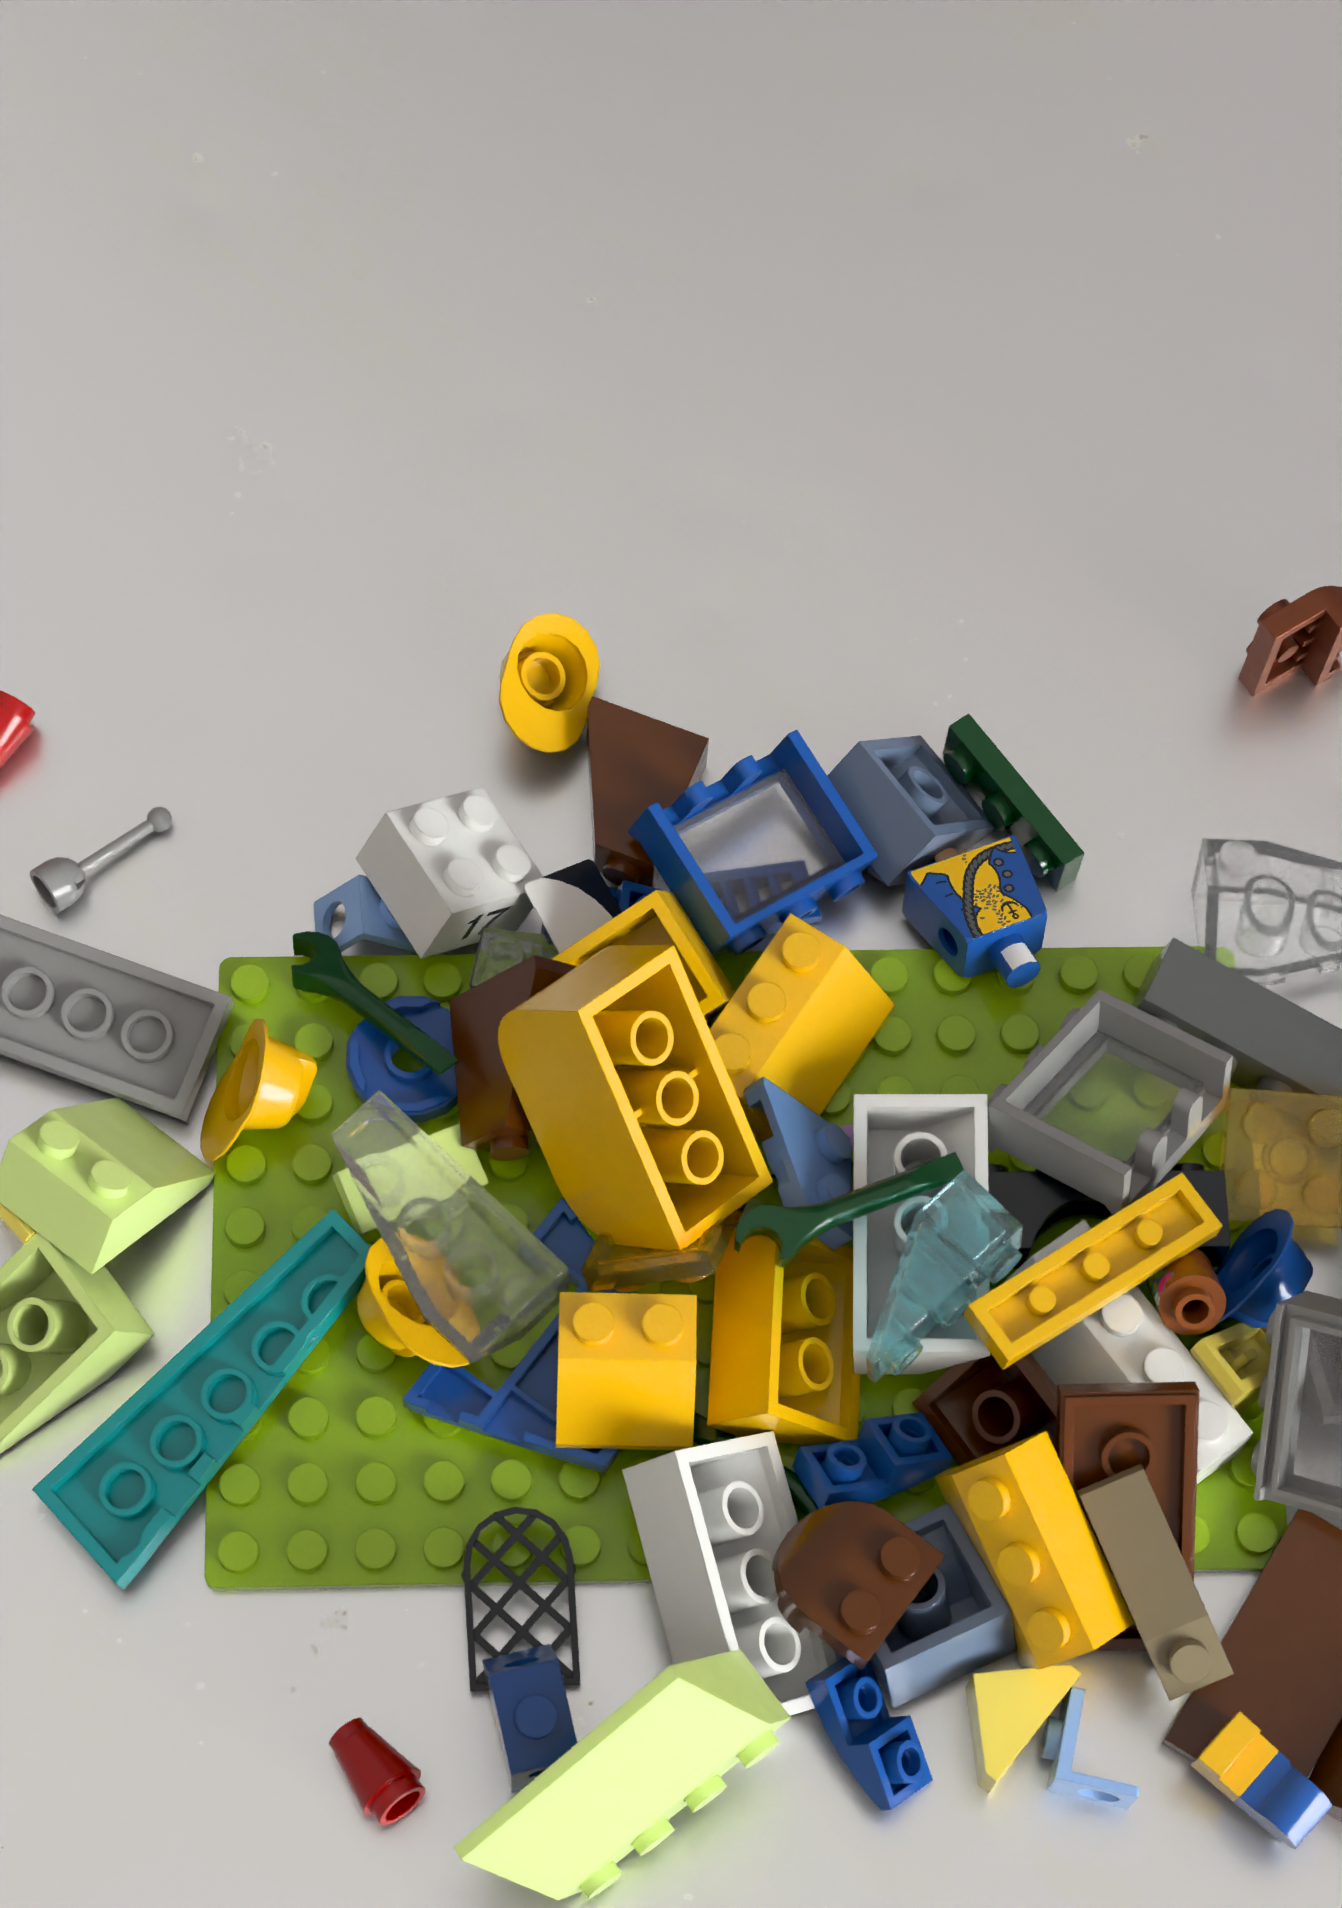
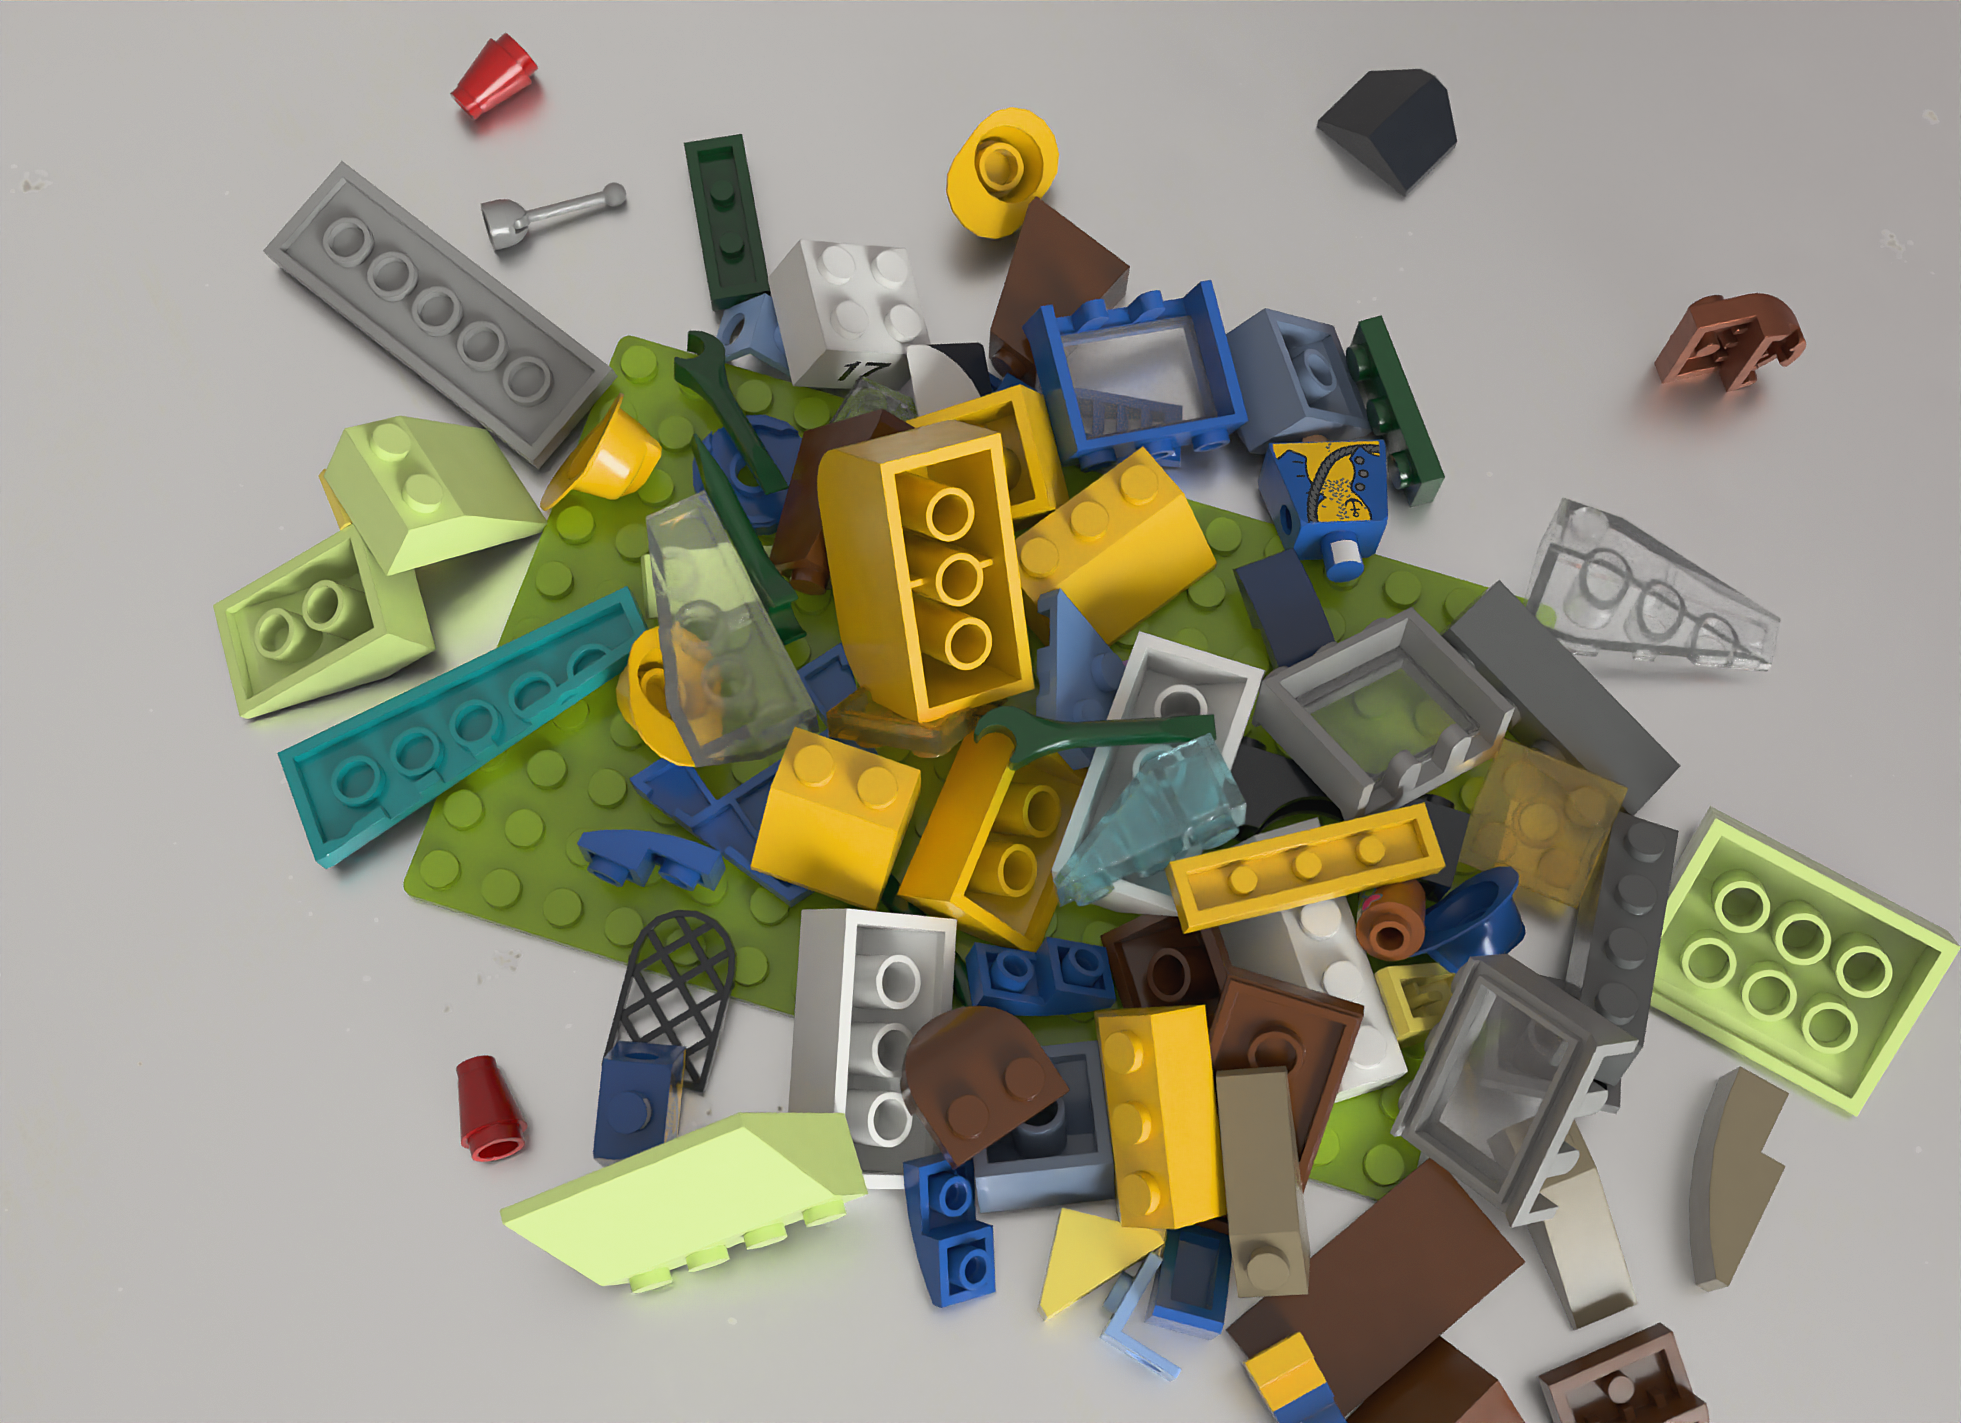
camera: 20 degrees right, 5 degrees up
(287, 812) = (727, 220): none -> dark green plate
(428, 1472) = (634, 853): none -> blue slope
(479, 1163) = (768, 582): none -> dark green piece
(909, 518) = (1394, 125): none -> black slope
(977, 1029) = (1283, 607): none -> dark blue slope
(1119, 1707) = (1191, 1282): none -> blue slope

